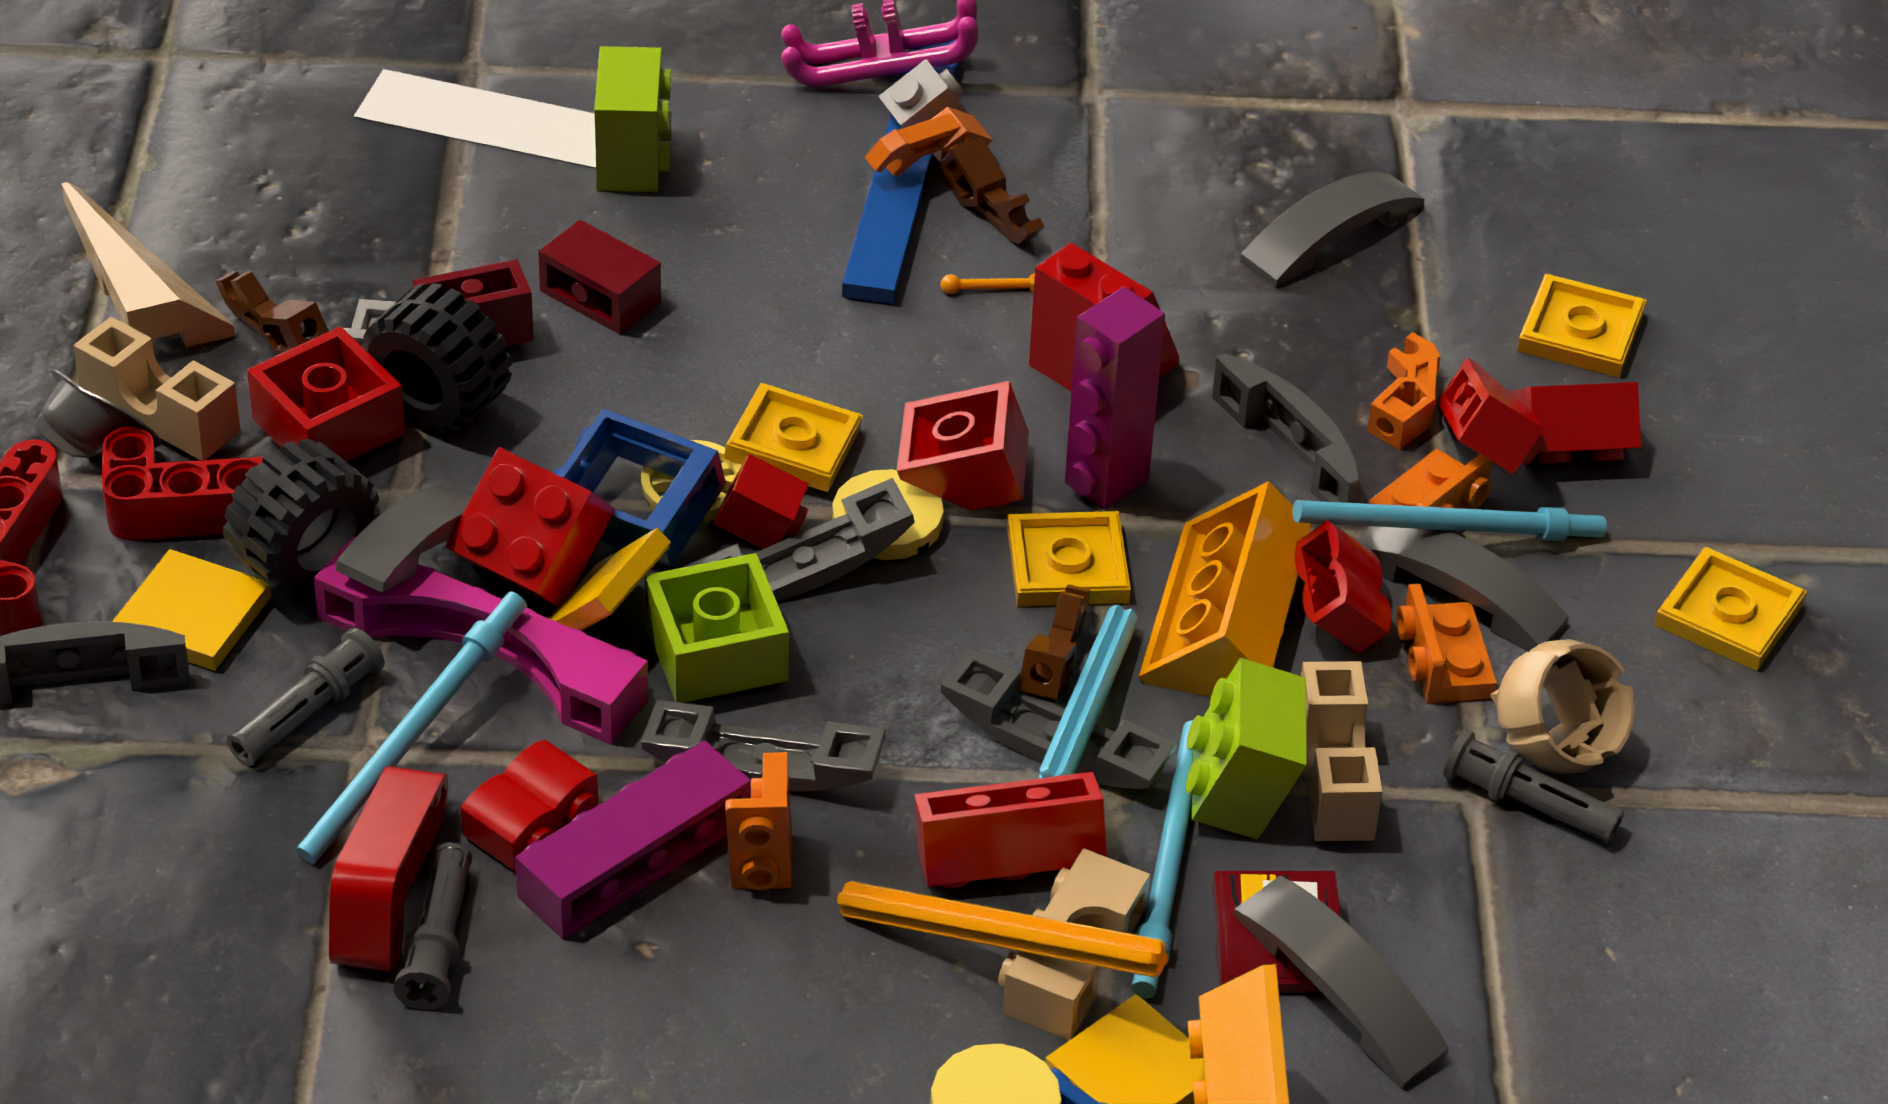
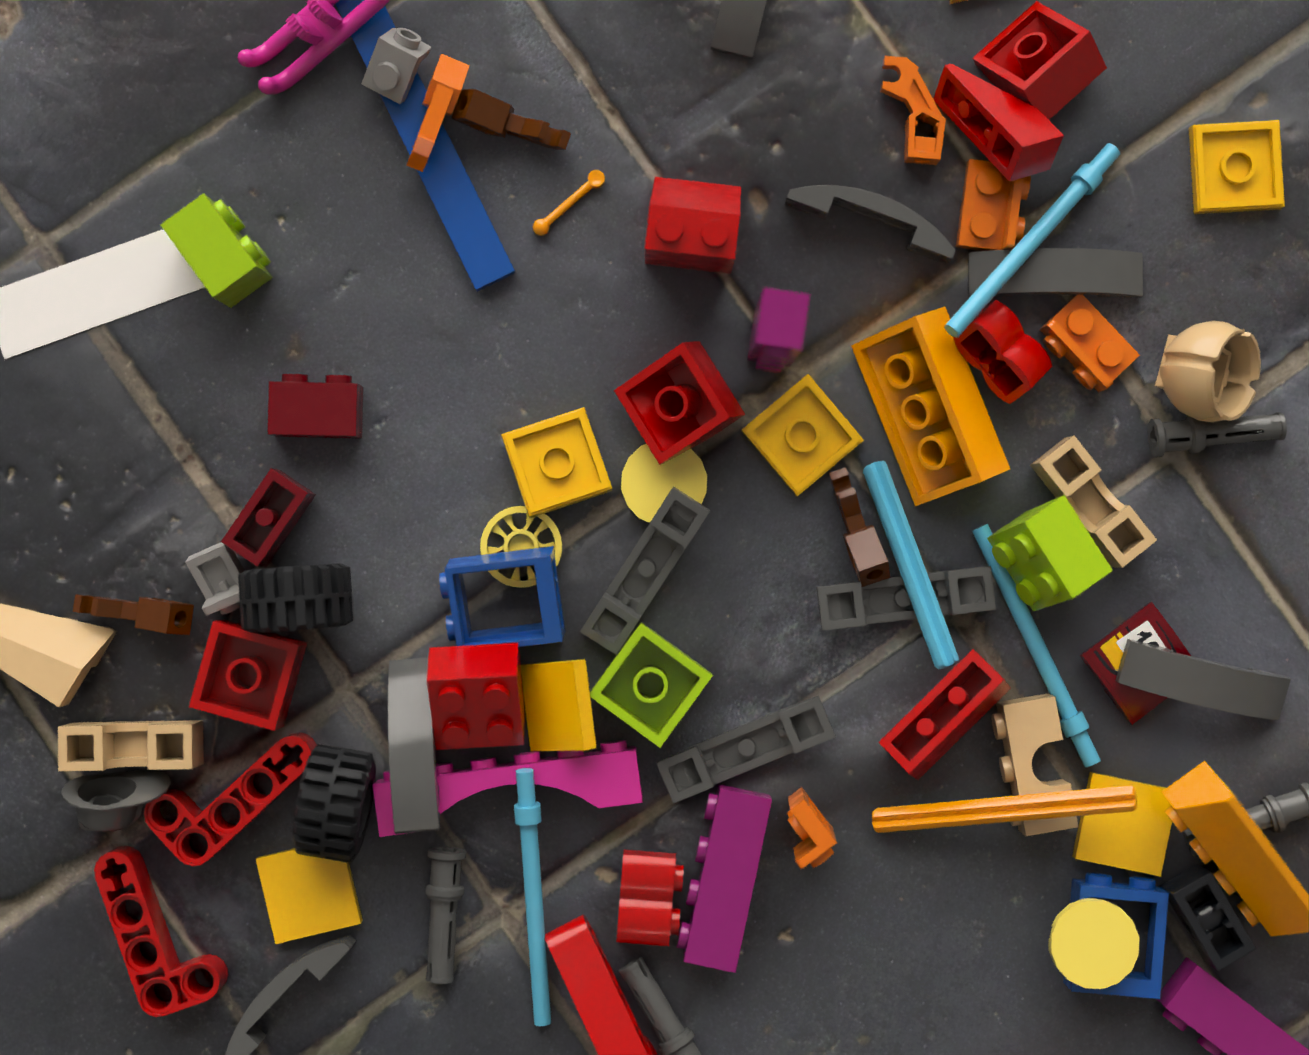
camera: 30 degrees left, 45 degrees up
(762, 504) = (592, 550): red brick -> none

